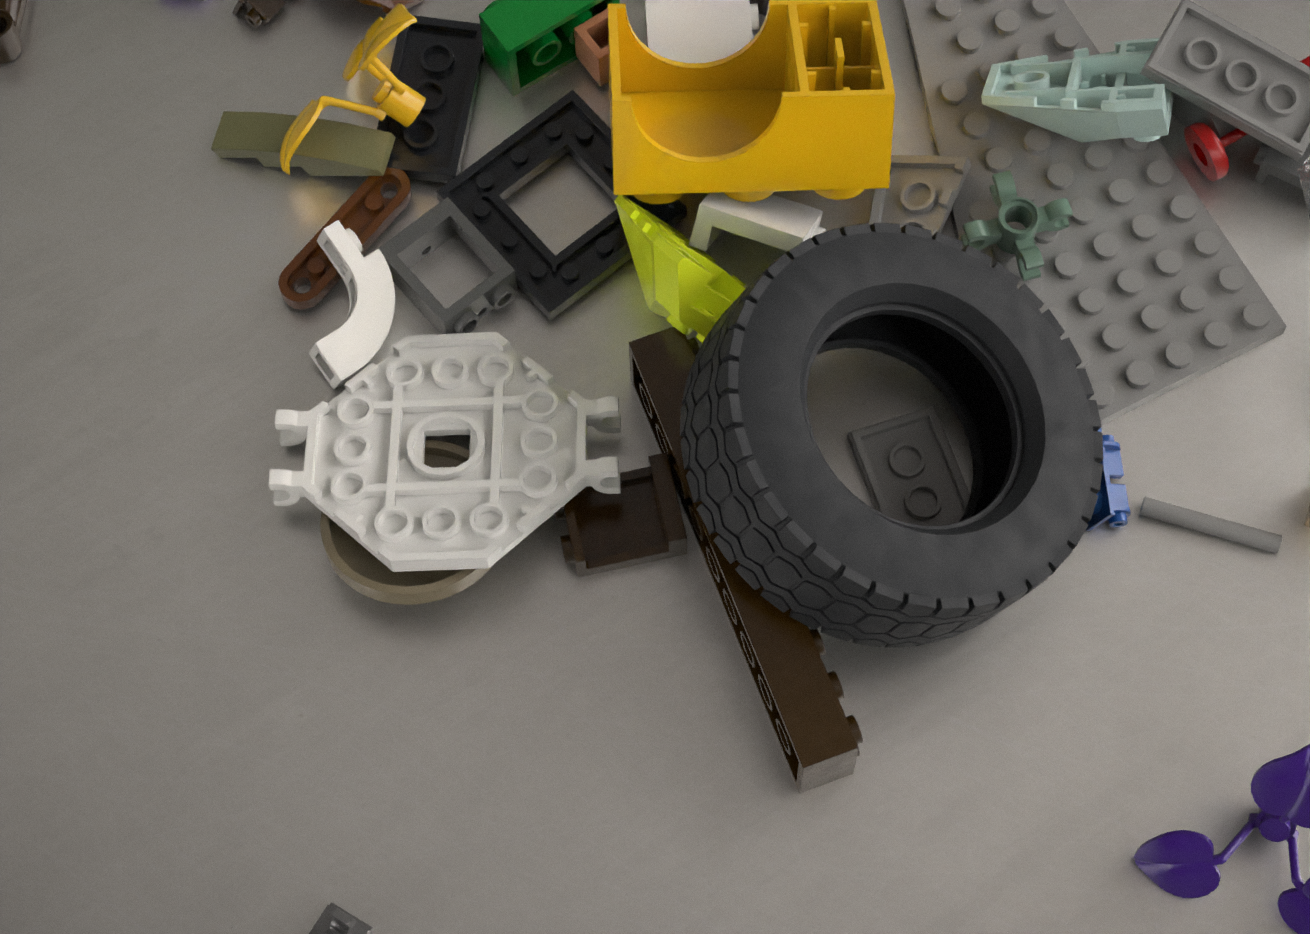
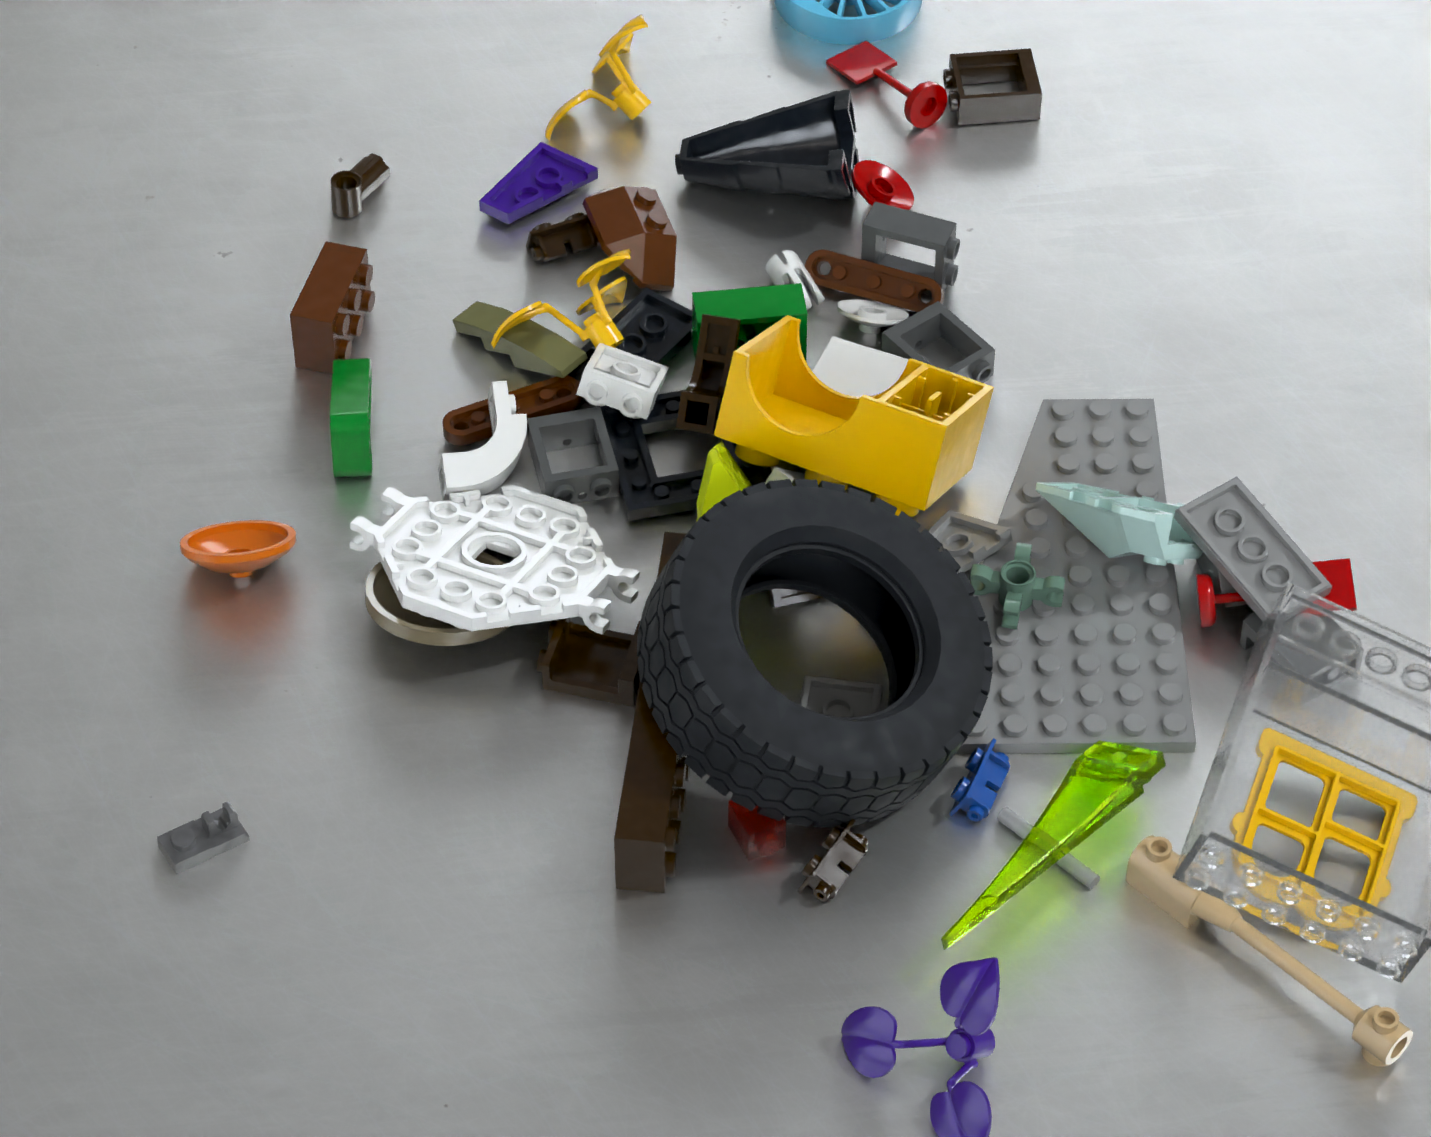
camera: 25 degrees right, 20 degrees down
(76, 200) = (331, 307): none -> reddish brown brick
(148, 561) = (238, 546): none -> orange dish
(175, 328) = (351, 417): none -> green beam
(457, 155) = (622, 381): none -> white plate
(552, 111) = (703, 397): none -> dark brown arch
(914, 662) = (754, 832): none -> clear red brick
(1005, 672) = (842, 849): none -> dark brown hinge
(1230, 448) = (1090, 795): none -> clear neon green plate

